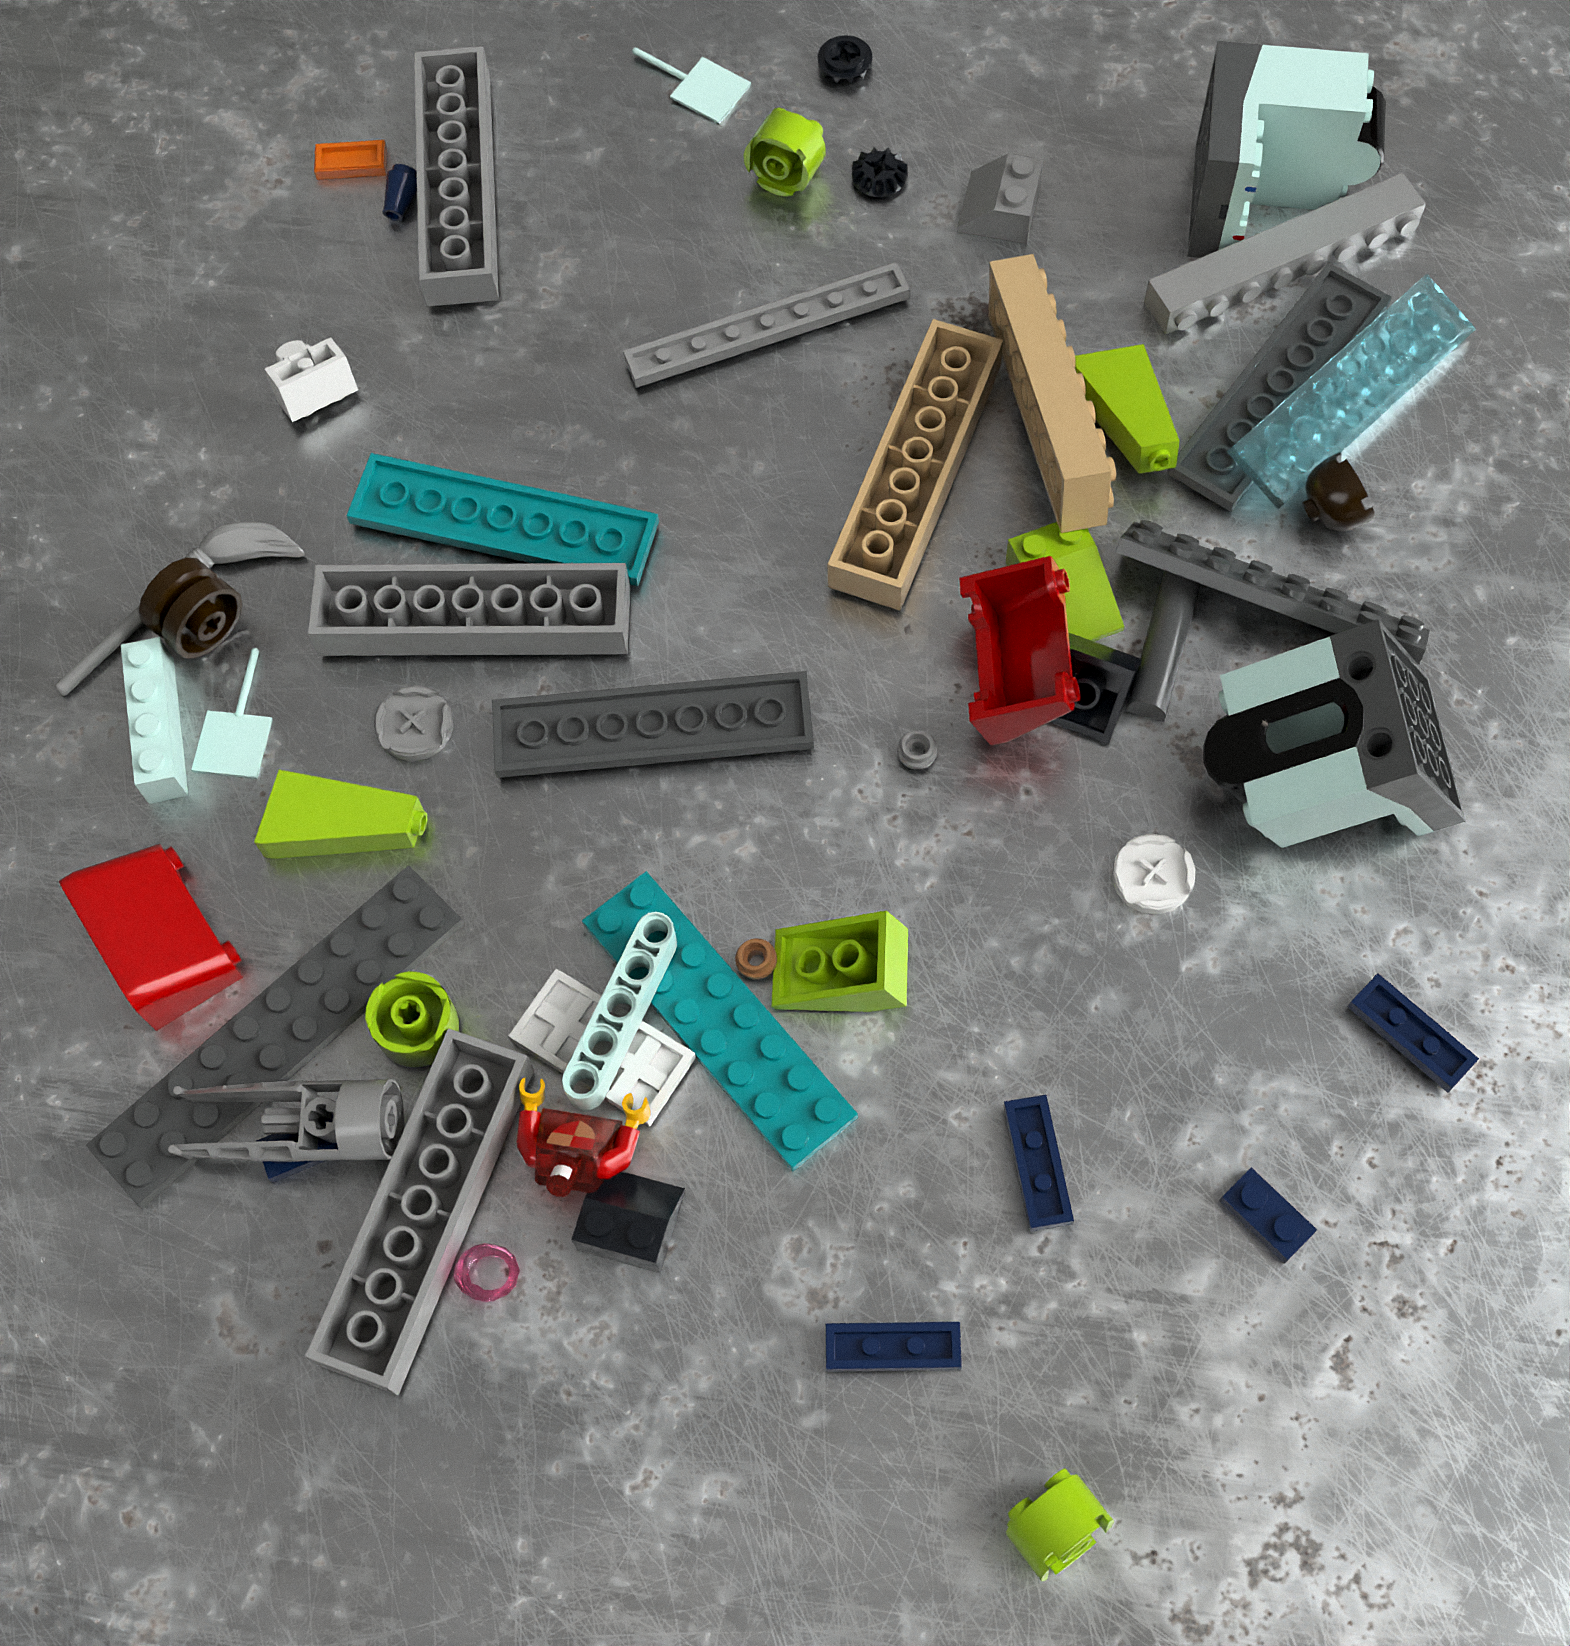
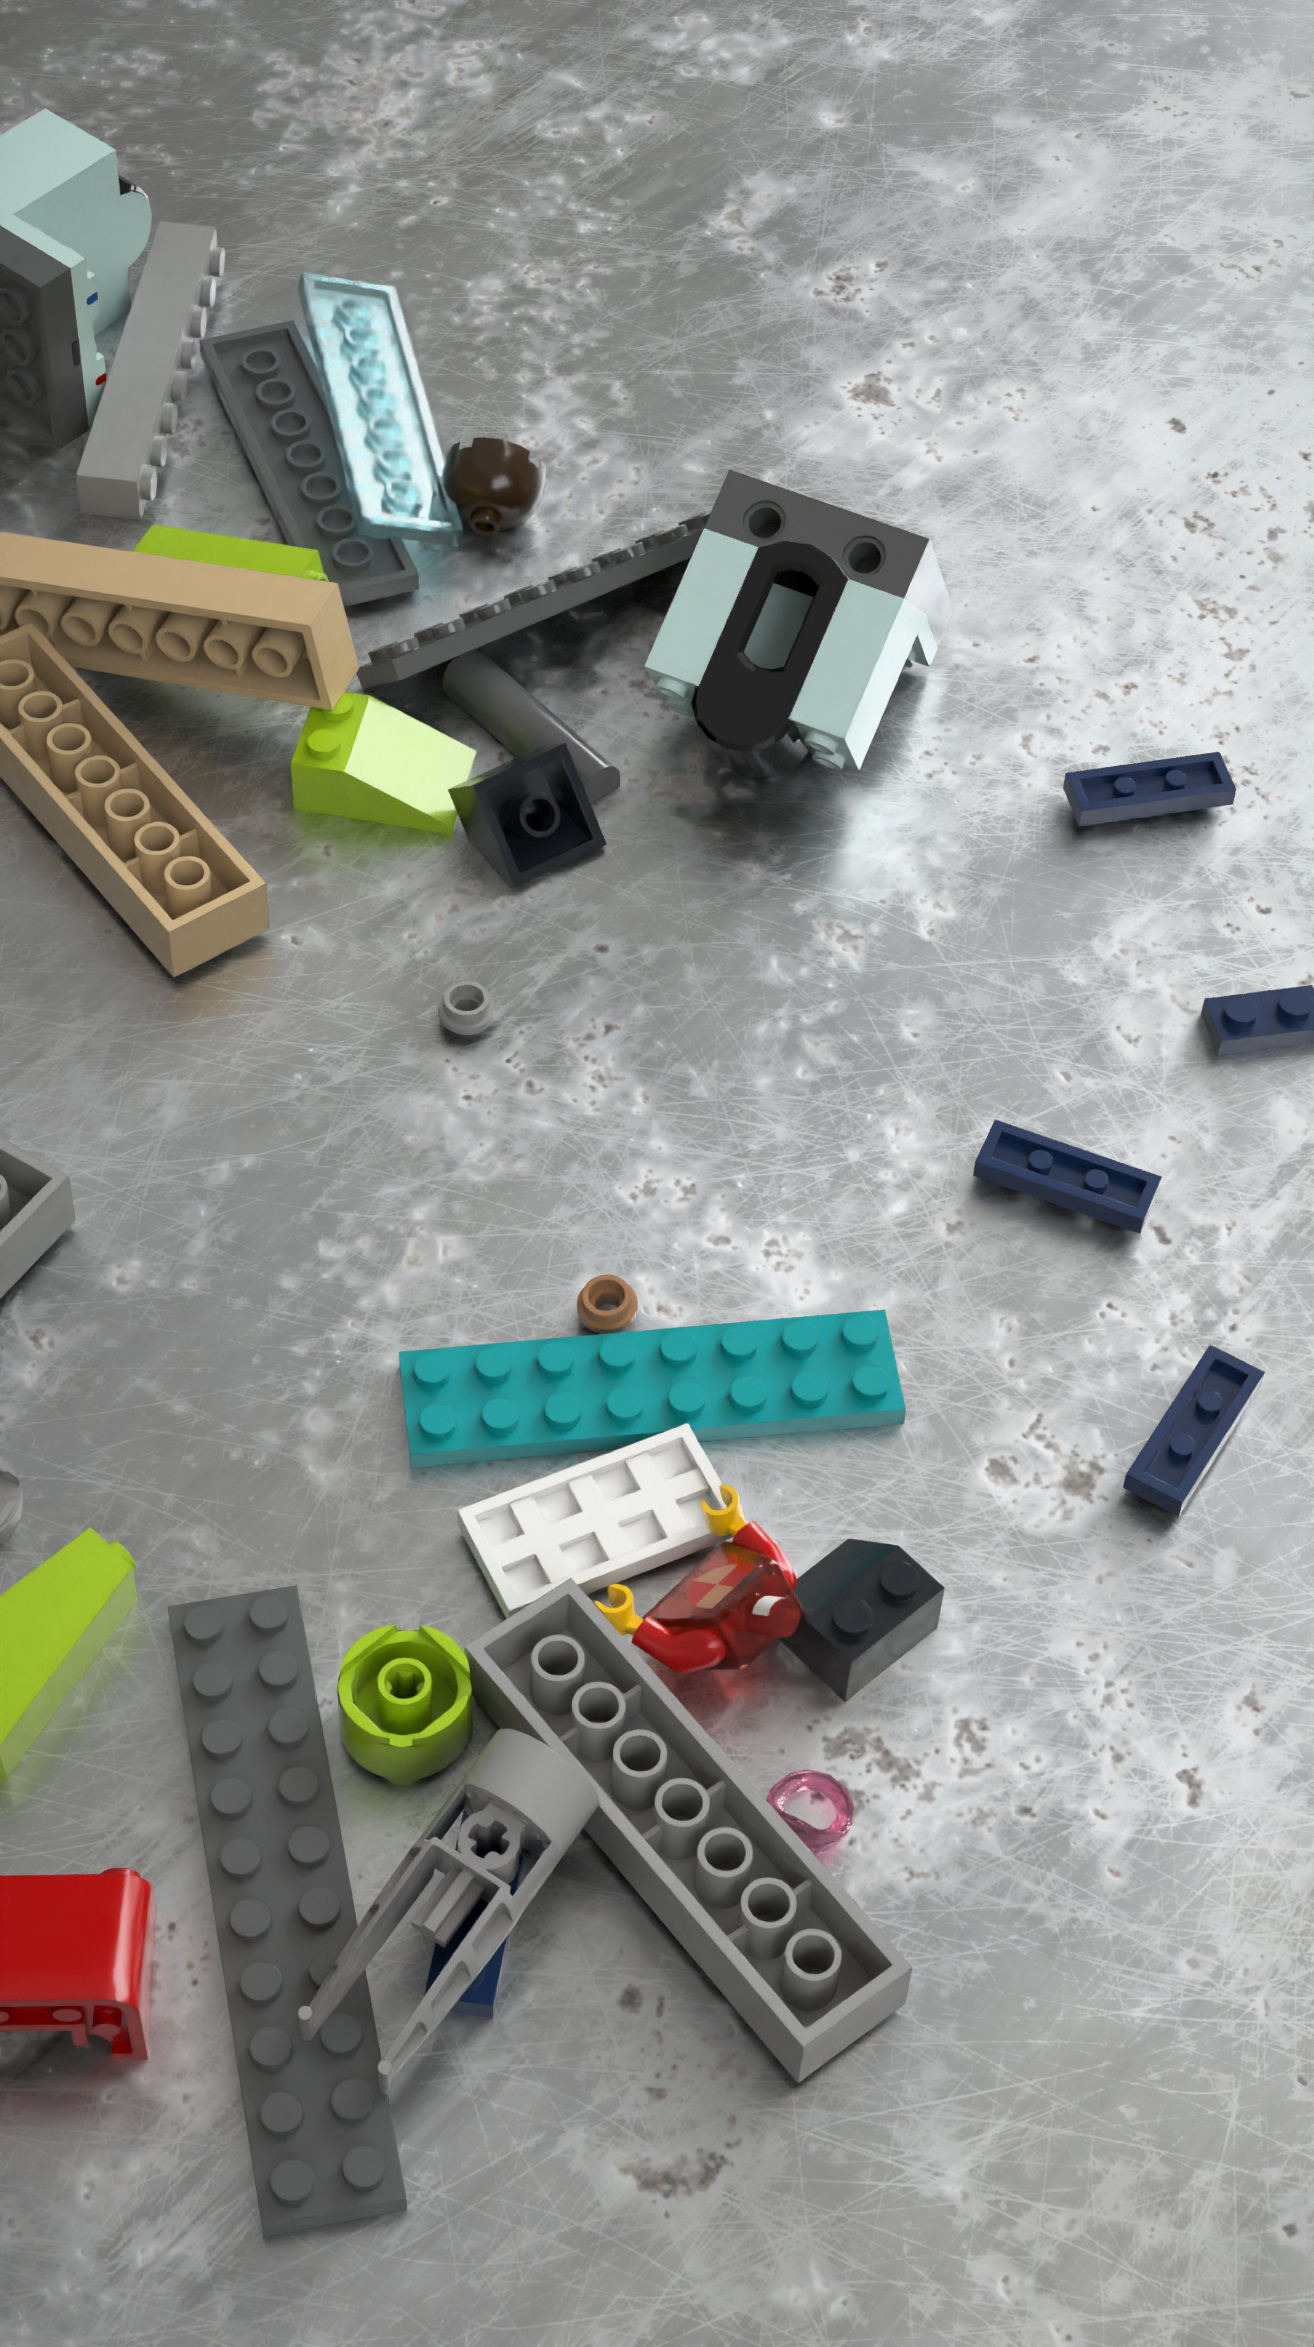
camera: 65 degrees left, 15 degrees down
(620, 1030) = (584, 1480): light aqua beam -> none
(651, 724) = (196, 1248): dark grey plate -> none
(842, 965) = (687, 1220): lime slope -> none
(1020, 648) = (446, 824): red windscreen -> none
(1153, 874) = (797, 894): white tile -> none

